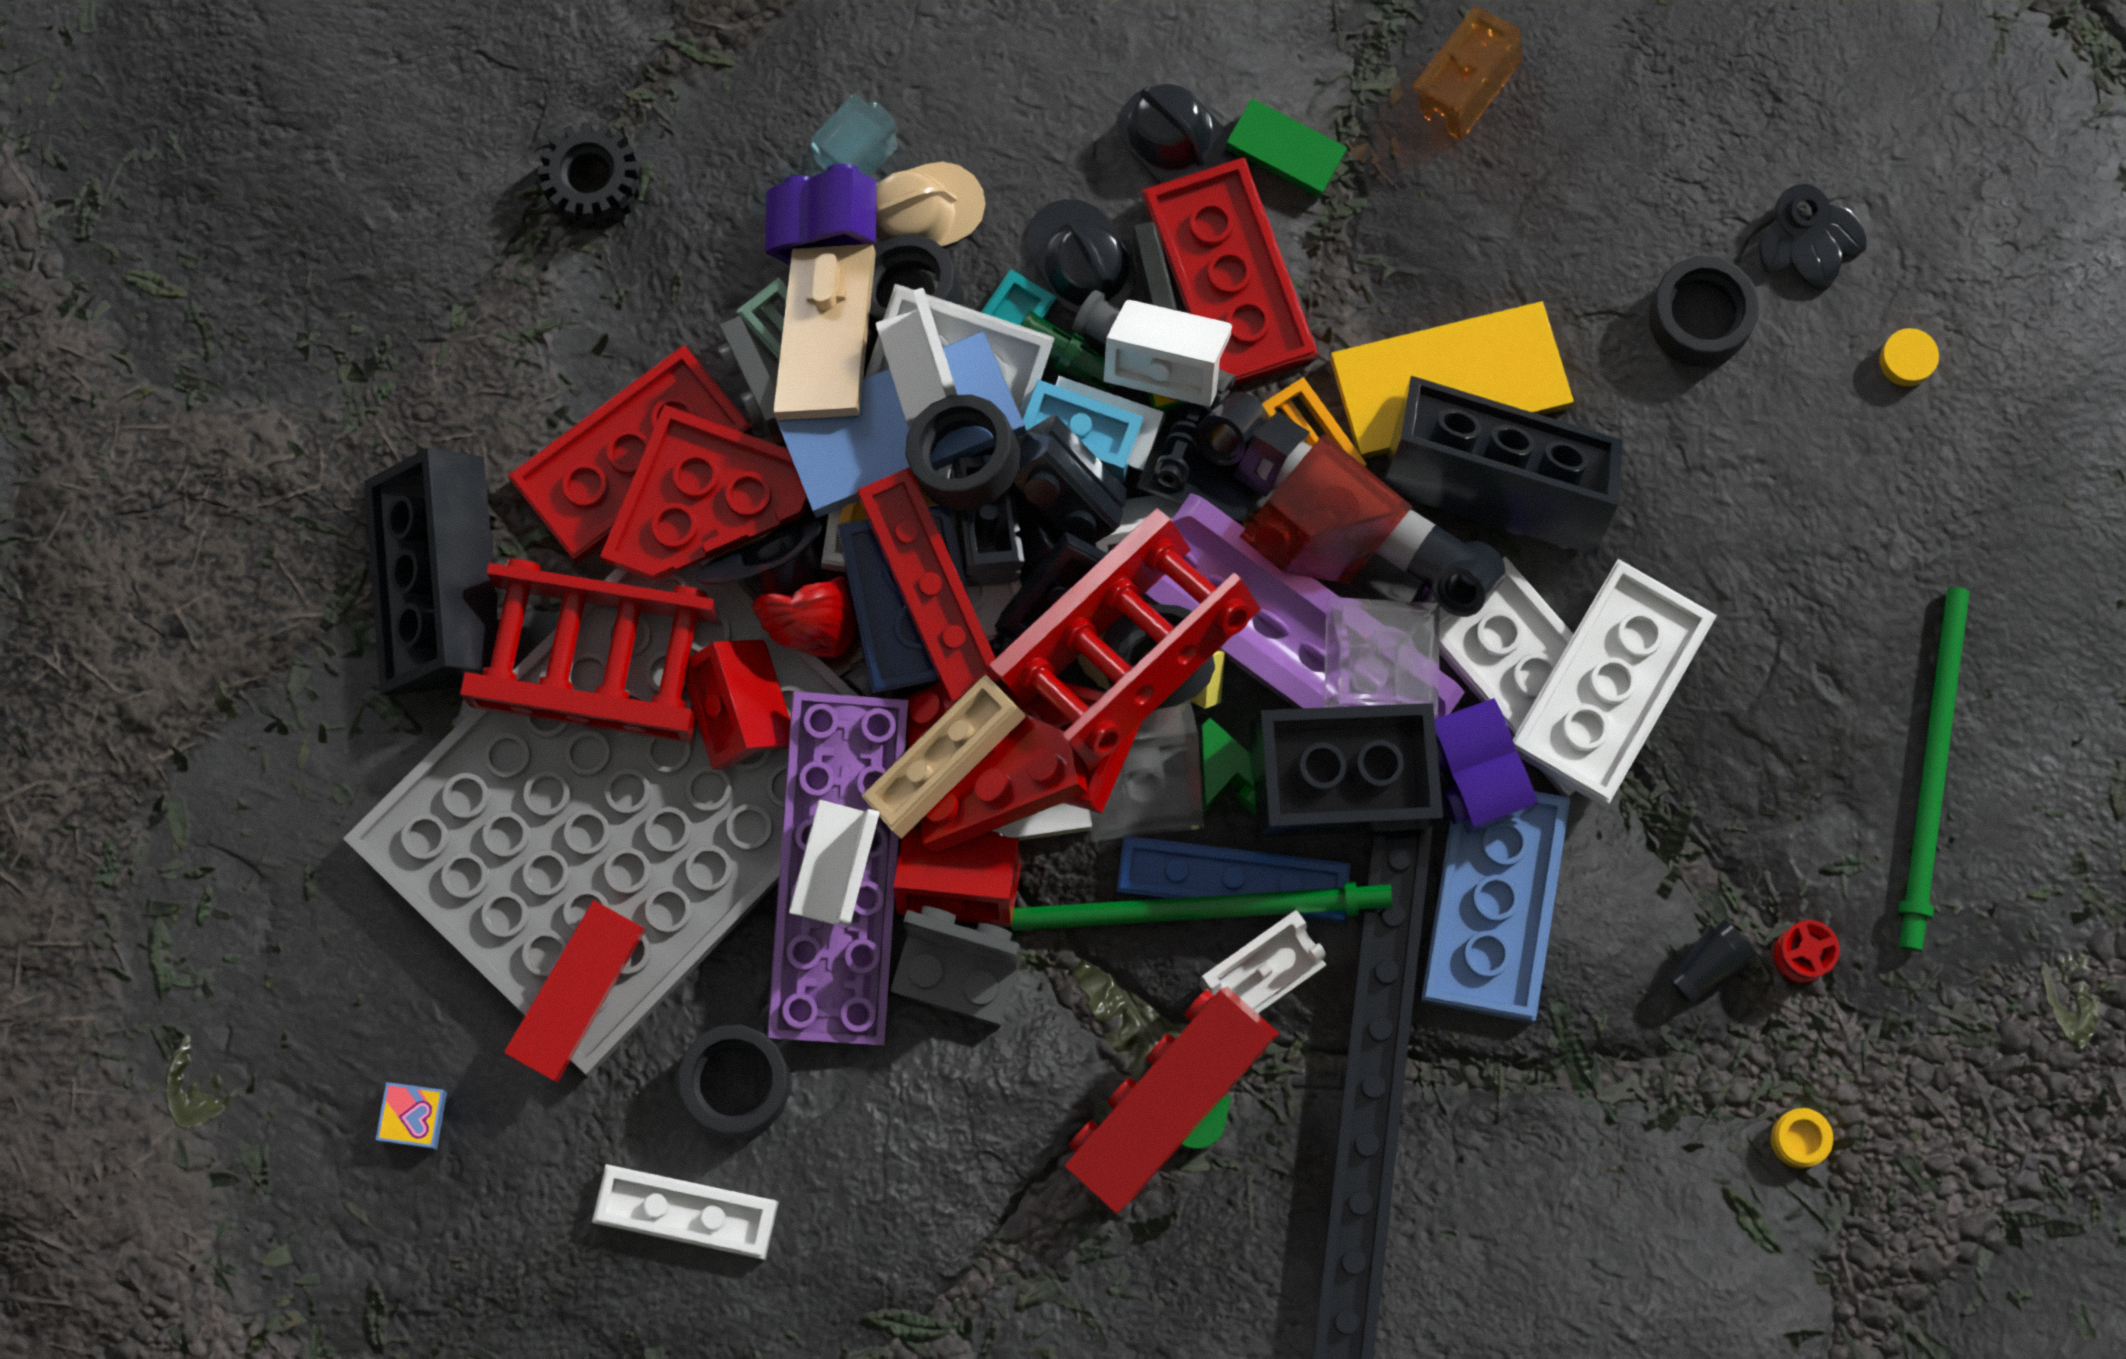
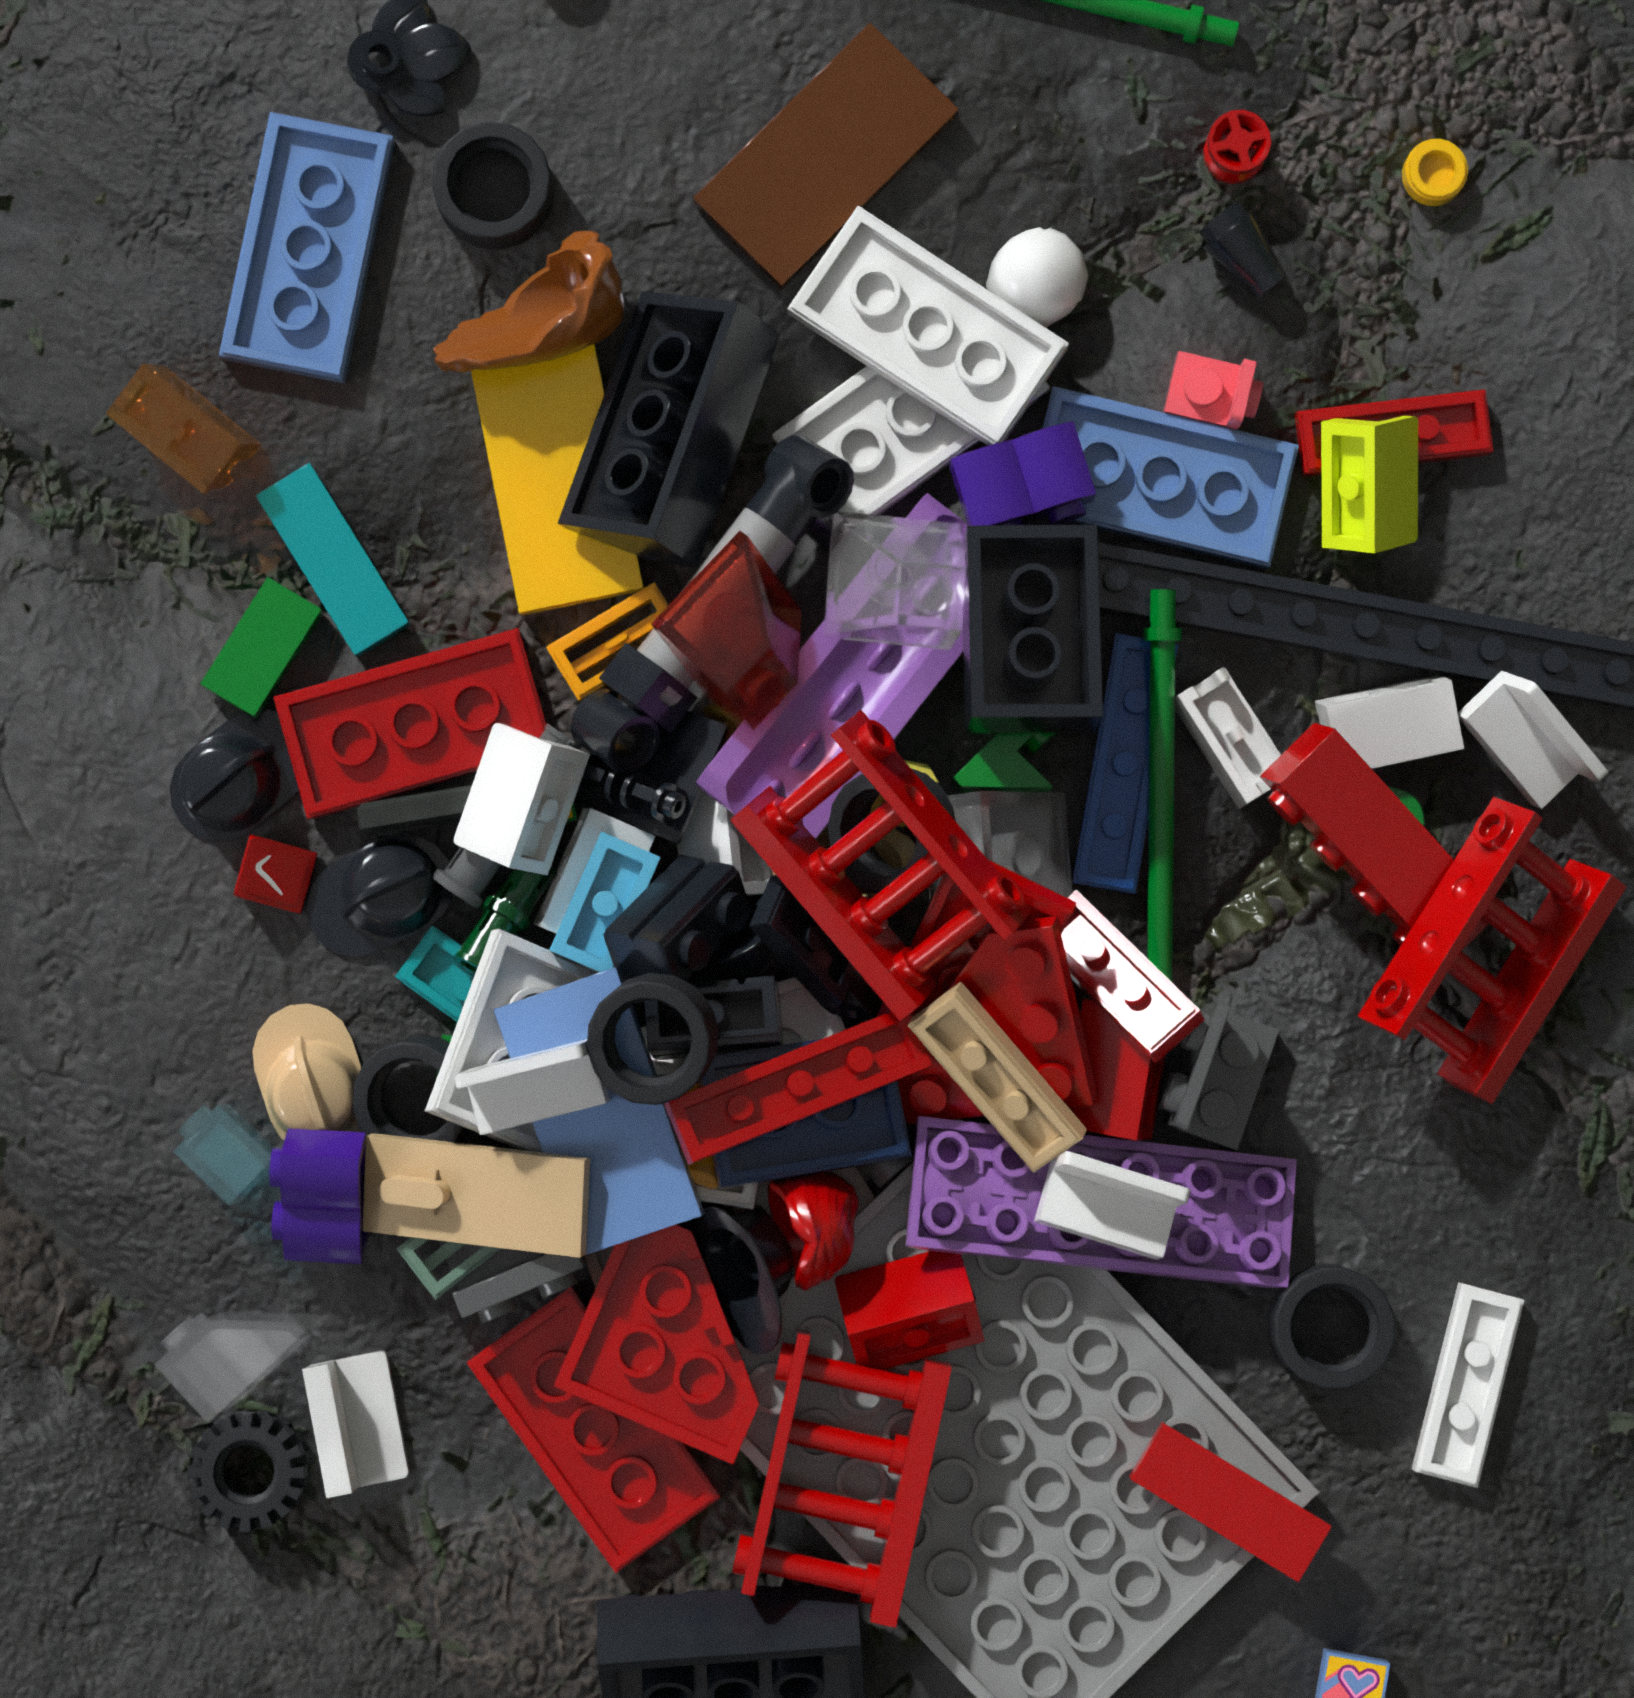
camera: 85 degrees left, 10 degrees up
(630, 257) = (356, 1422): none -> white panel
(682, 147) = (230, 1354): none -> clear slope
(1038, 864) = (1126, 982): none -> tile
(1056, 1251) = (1533, 974): none -> red fence
(1093, 168) = (275, 874): none -> red slope
(1277, 1235) = (1528, 738): none -> white panel
(1285, 1113) = (1396, 720): none -> white hinge
(1365, 201) = (333, 560): none -> teal tile
(1504, 1084) = (1369, 483): none -> neon yellow panel
(1554, 1110) = (1447, 426): none -> red tile
(1578, 940) = (1213, 390): none -> coral bracket
(1591, 362) = (548, 316): none -> dark orange hair
(1635, 166) = (307, 247): none -> medium blue tile
(1669, 781) = (1039, 274): none -> white hair
(1762, 591) = (825, 155): none -> reddish brown tile

